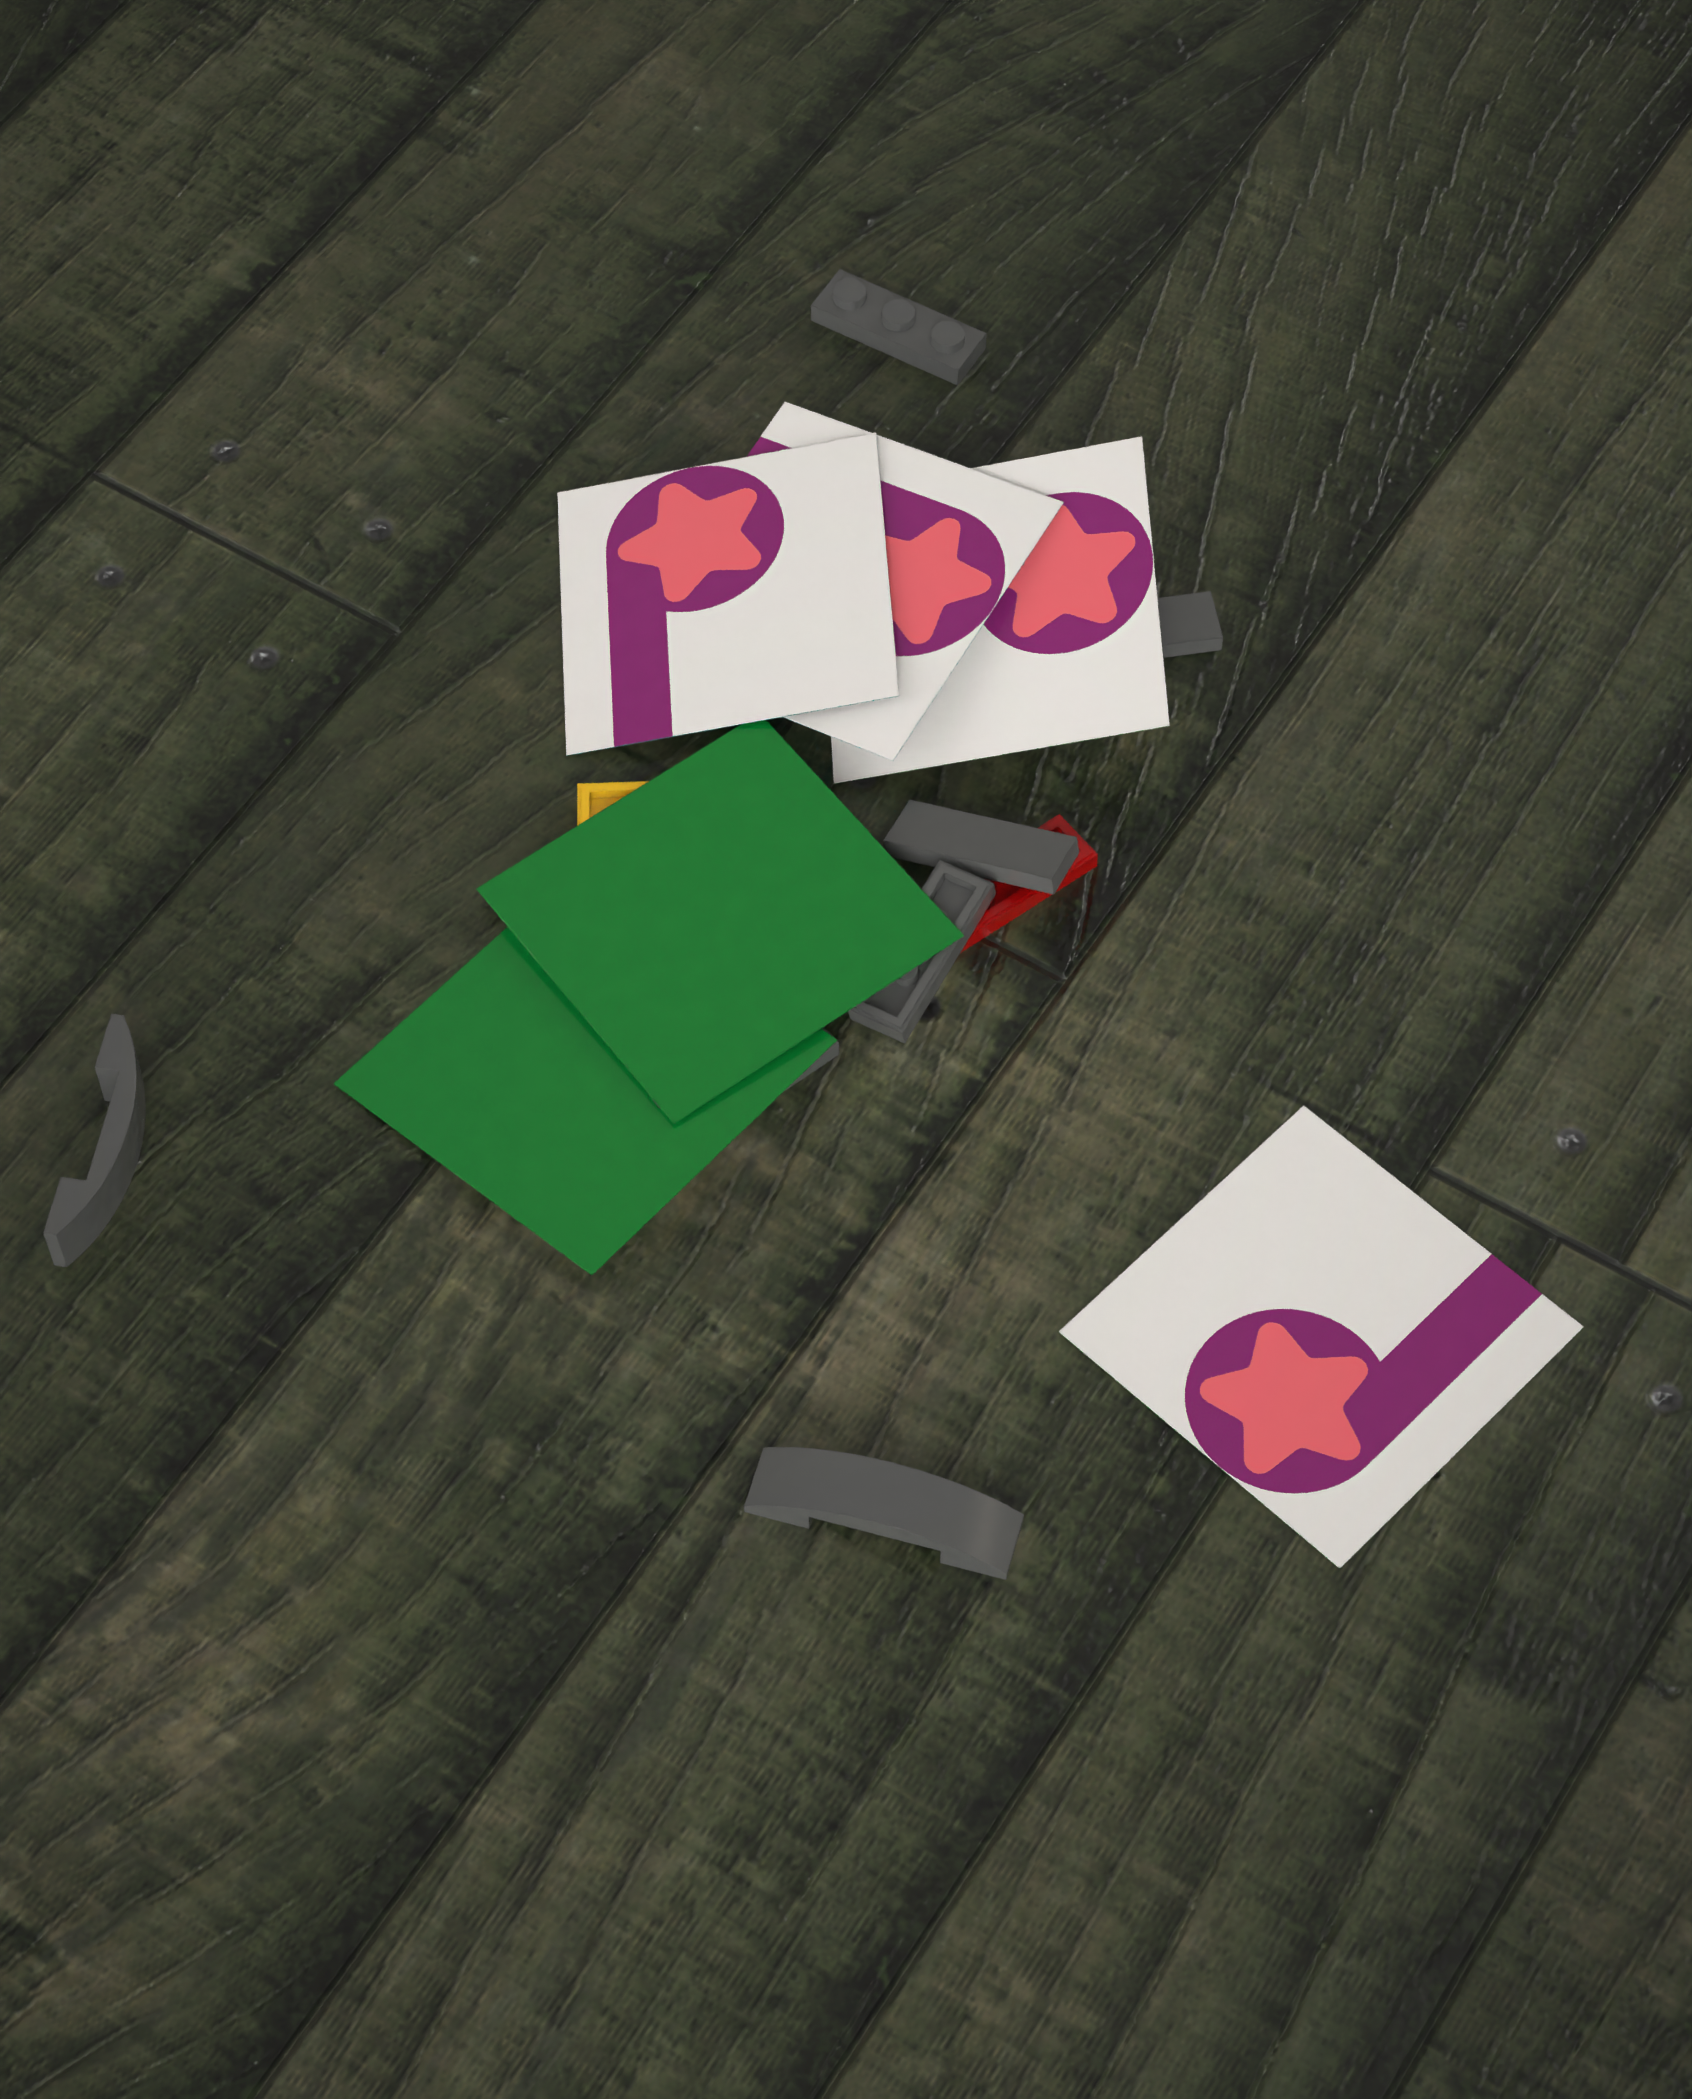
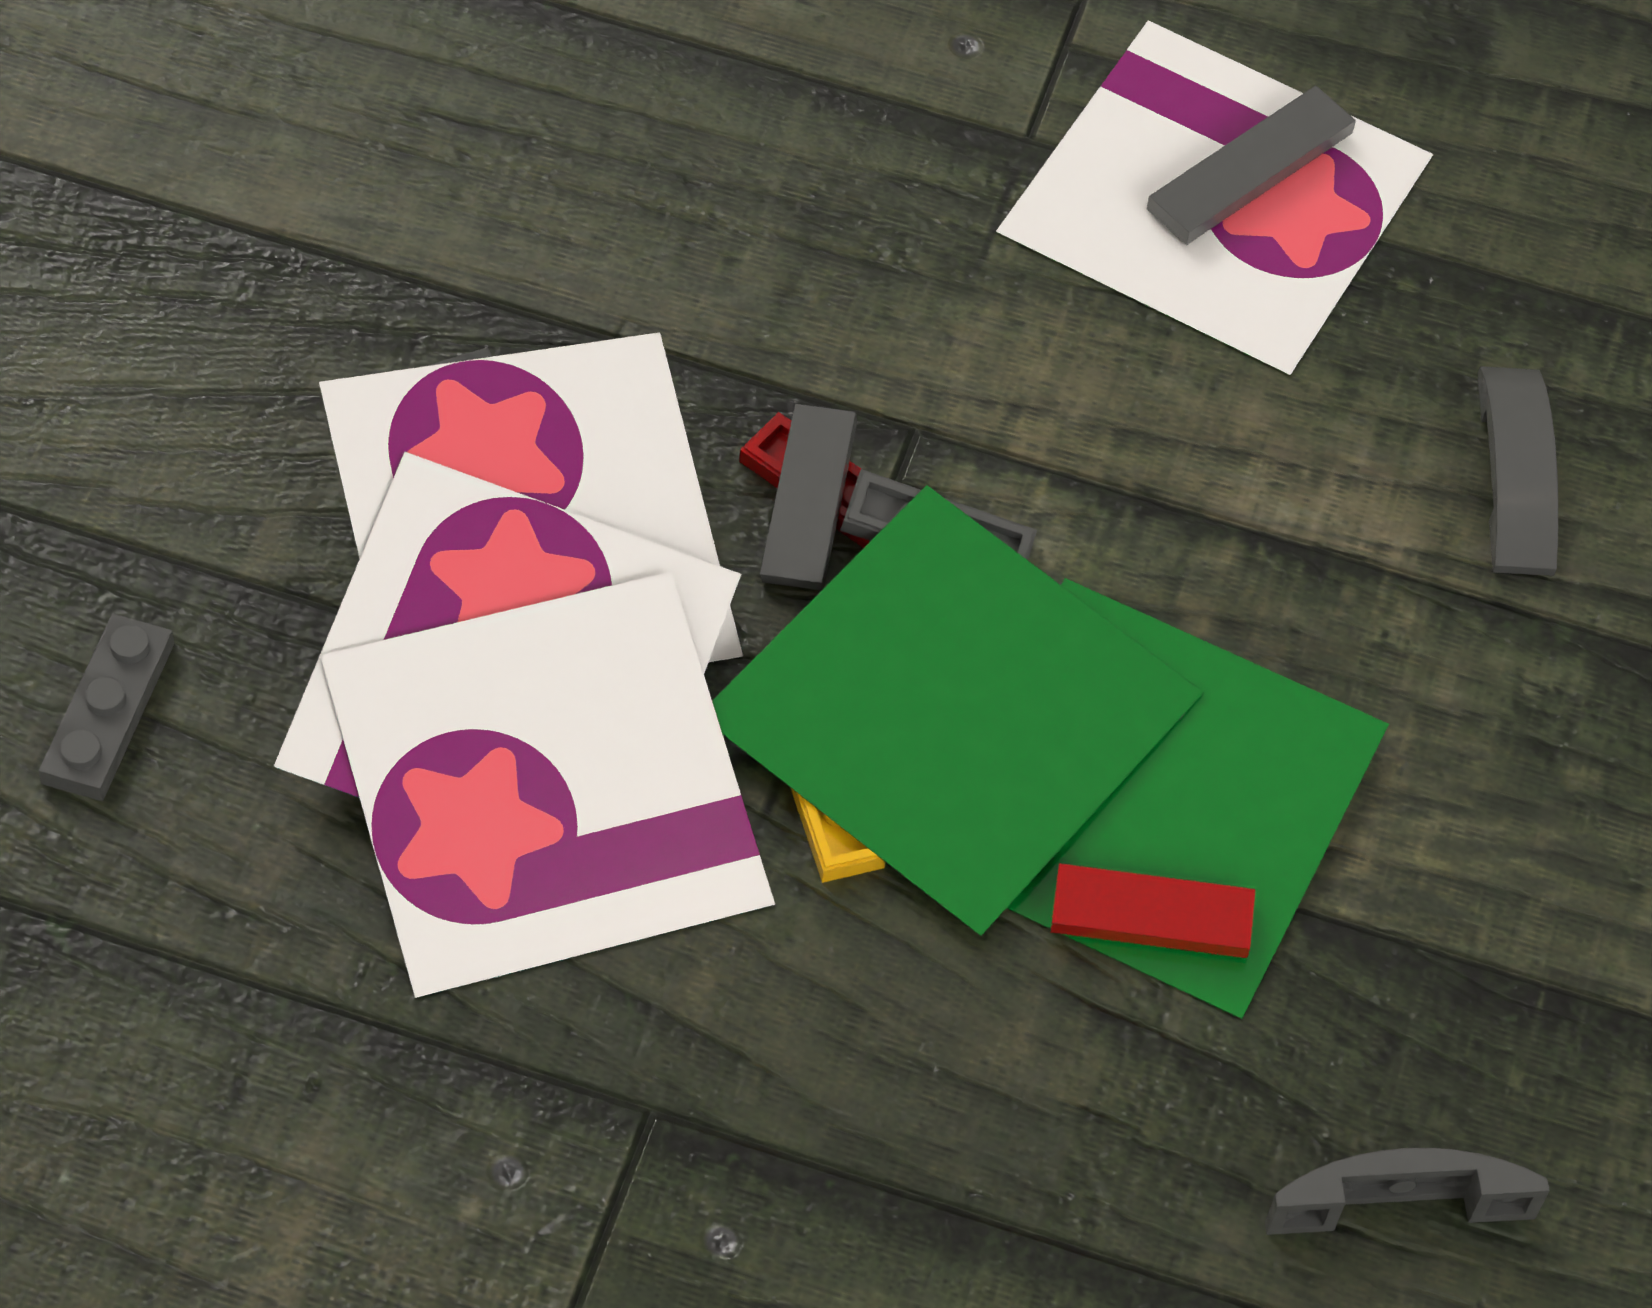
camera: 110 degrees left, 0 degrees up
(454, 1026) = (1153, 910): none -> red tile
(1344, 1362) = (1250, 165): none -> dark grey tile

